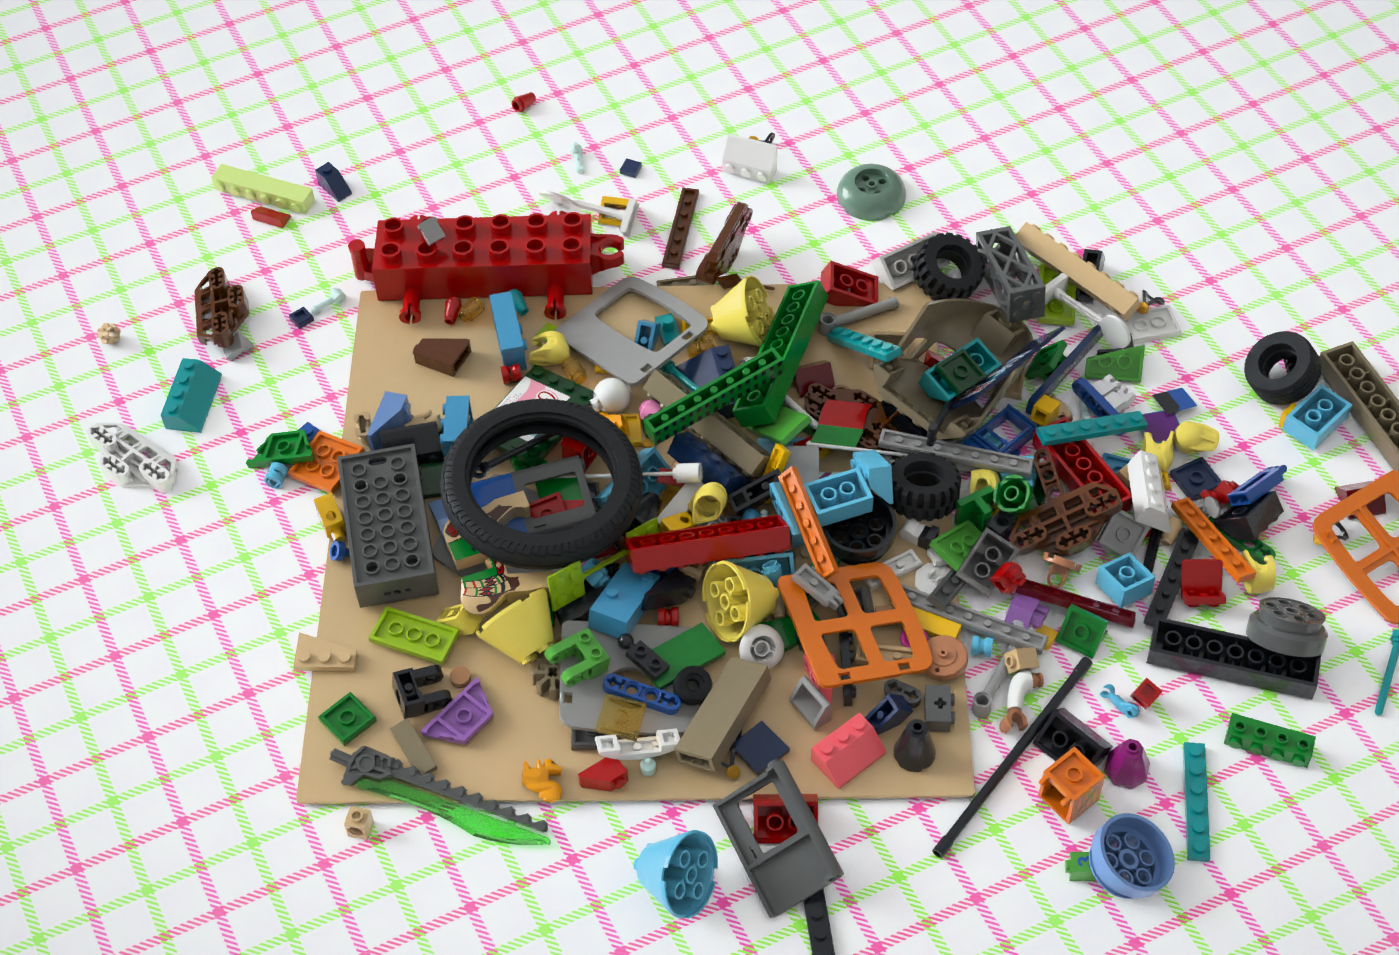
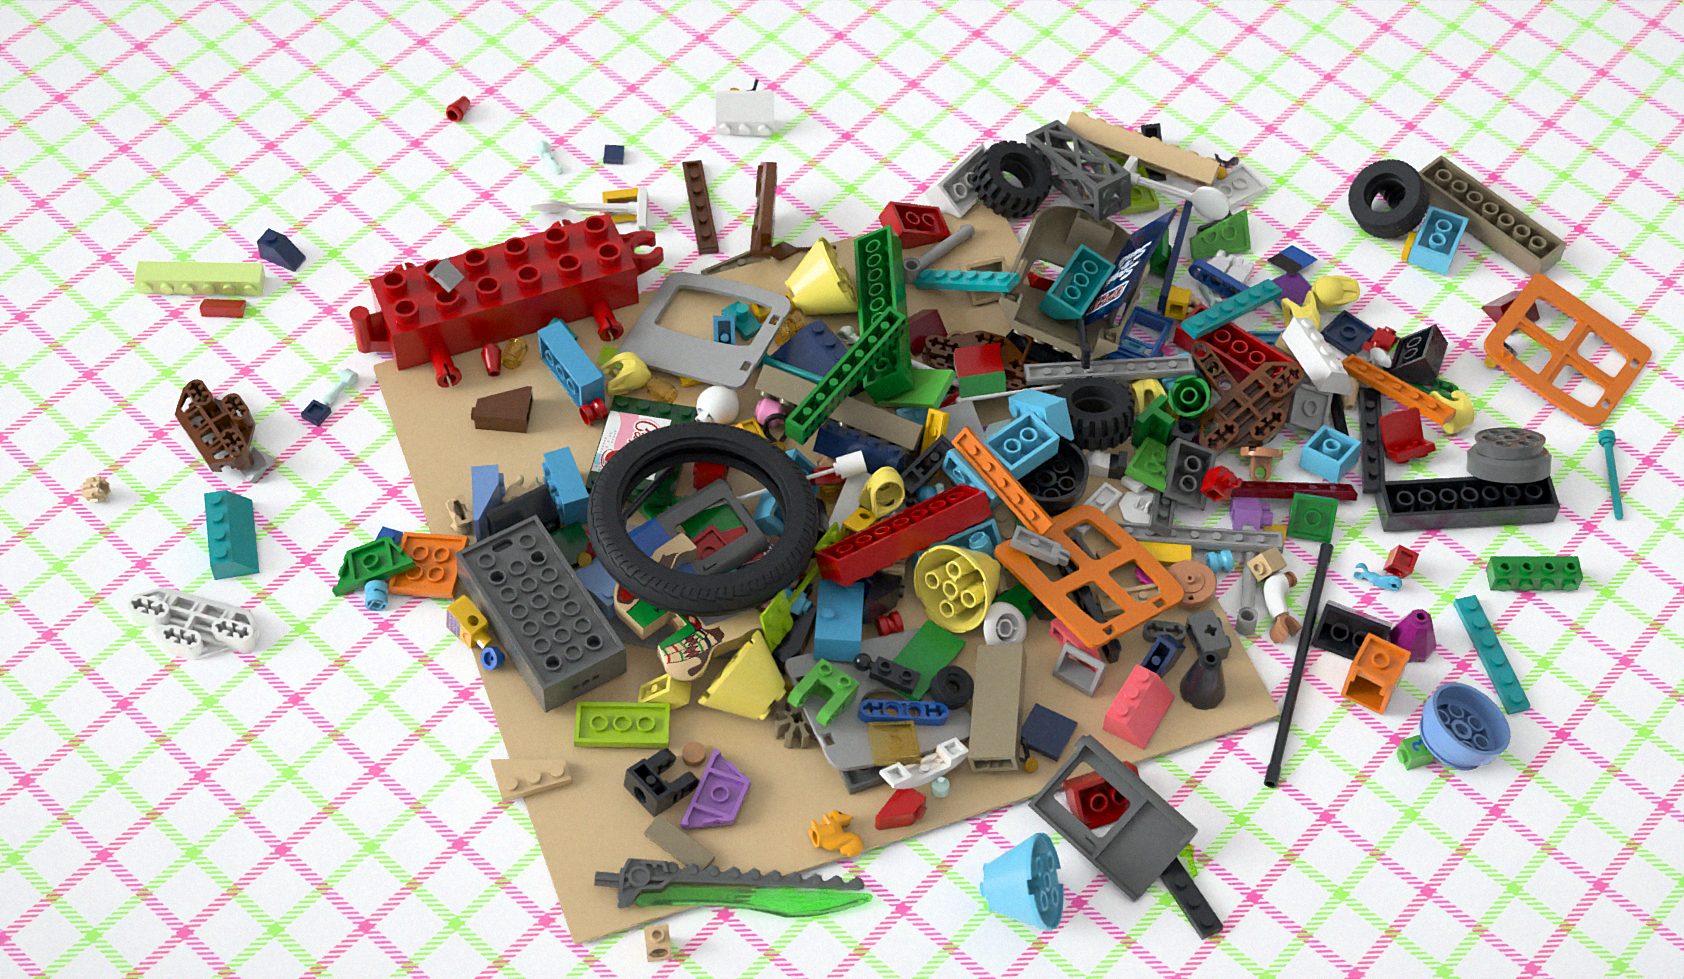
camera: 25 degrees left, 0 degrees up
(347, 718) = (589, 836): green tile -> none
(836, 889) = (1188, 852): none -> clear neon green hand
(882, 195) = (874, 118): sand green brick -> none
(960, 372) = (1081, 284): dark green tile -> none
(1257, 486) = (1414, 324): blue hinge -> none

